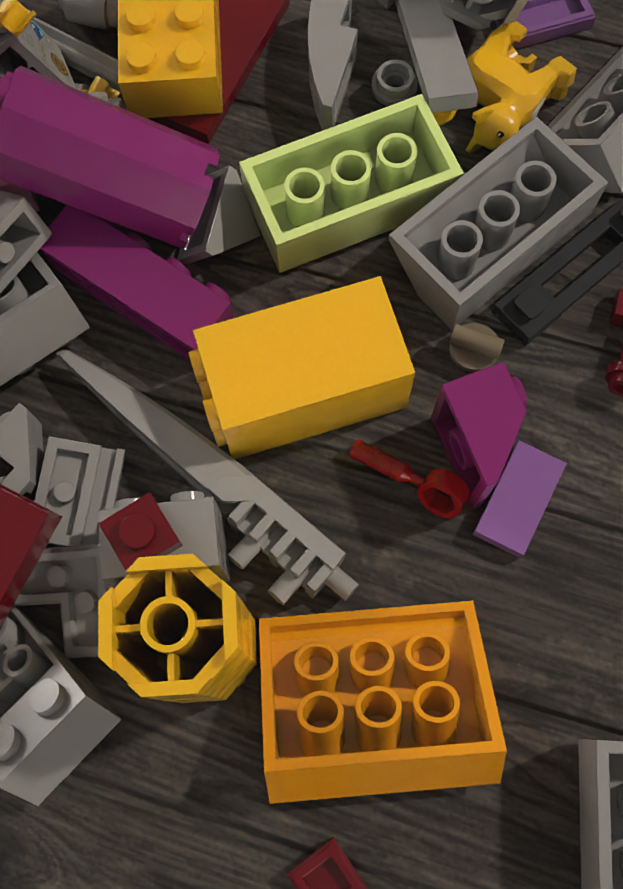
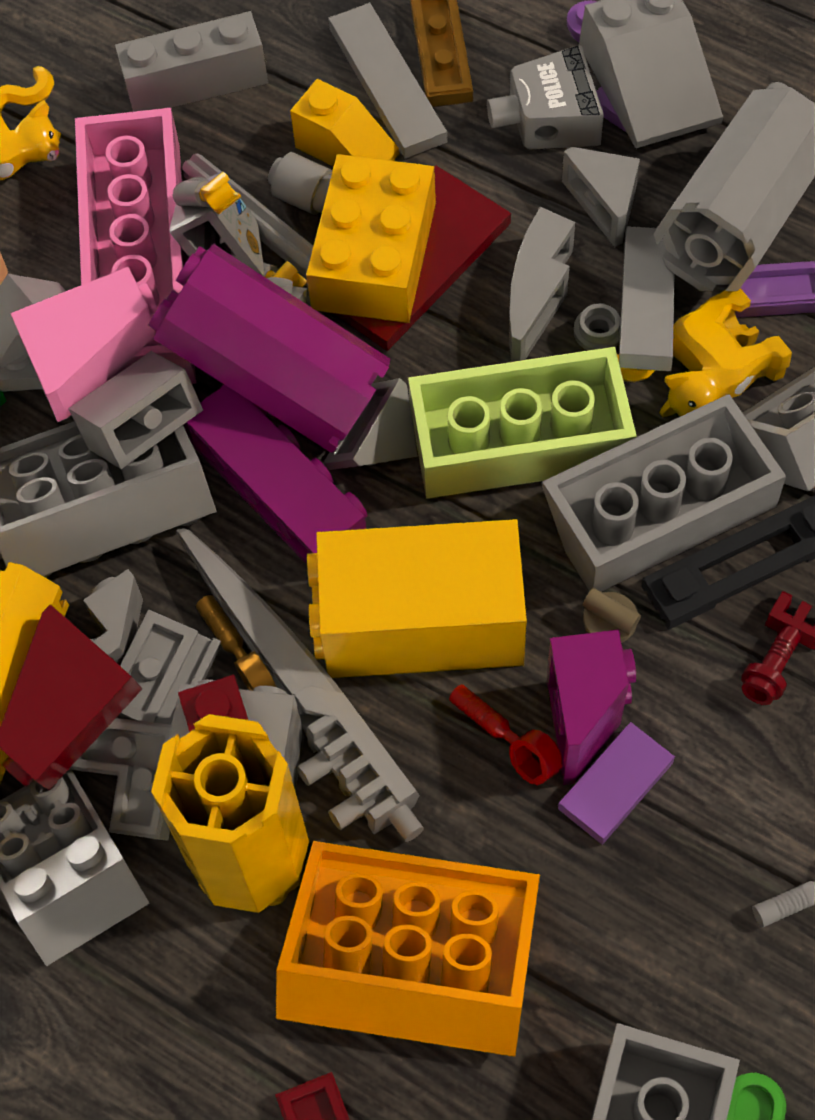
camera: 15 degrees right, 10 degrees down
(156, 467) = (249, 666): none -> pearl gold piece

